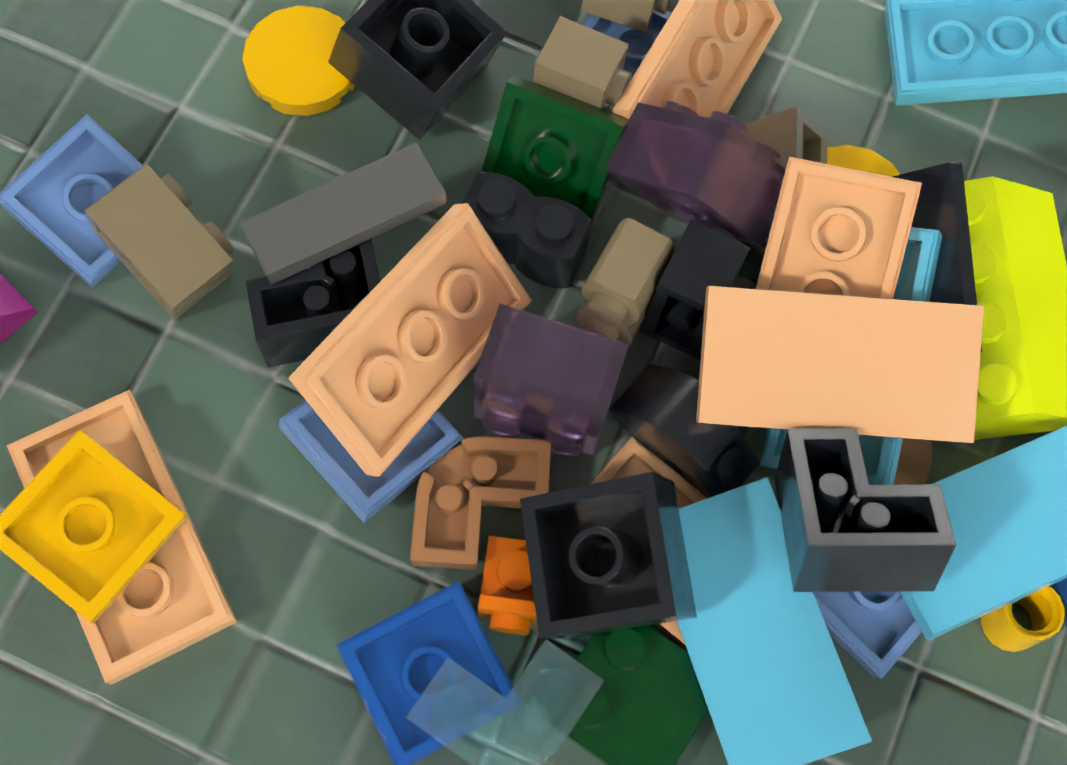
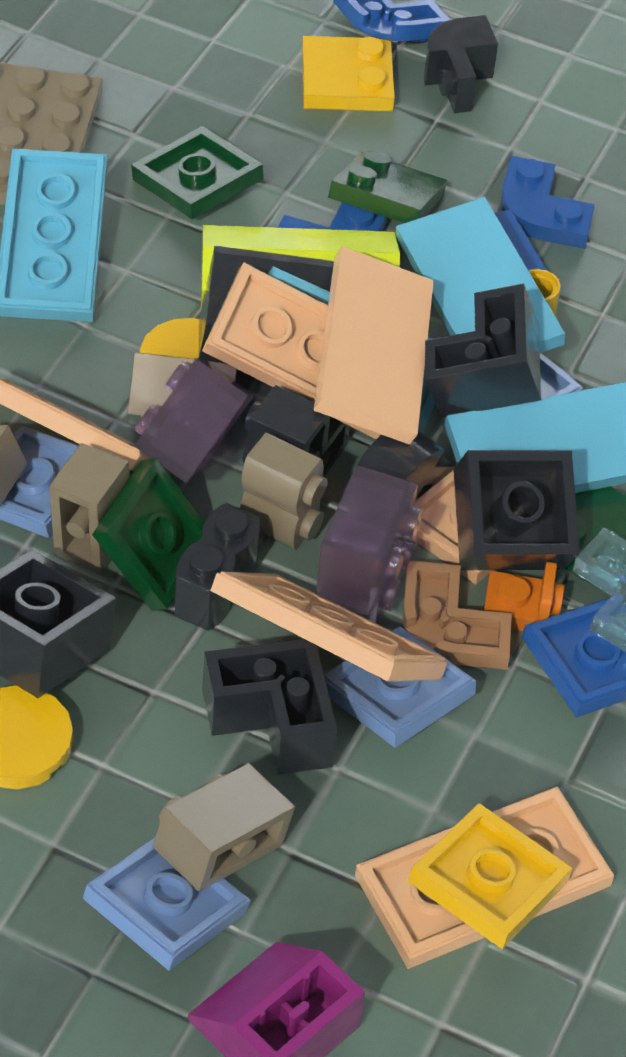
camera: 85 degrees left, 20 degrees down
(343, 213) = (225, 658): dark grey tile -> none

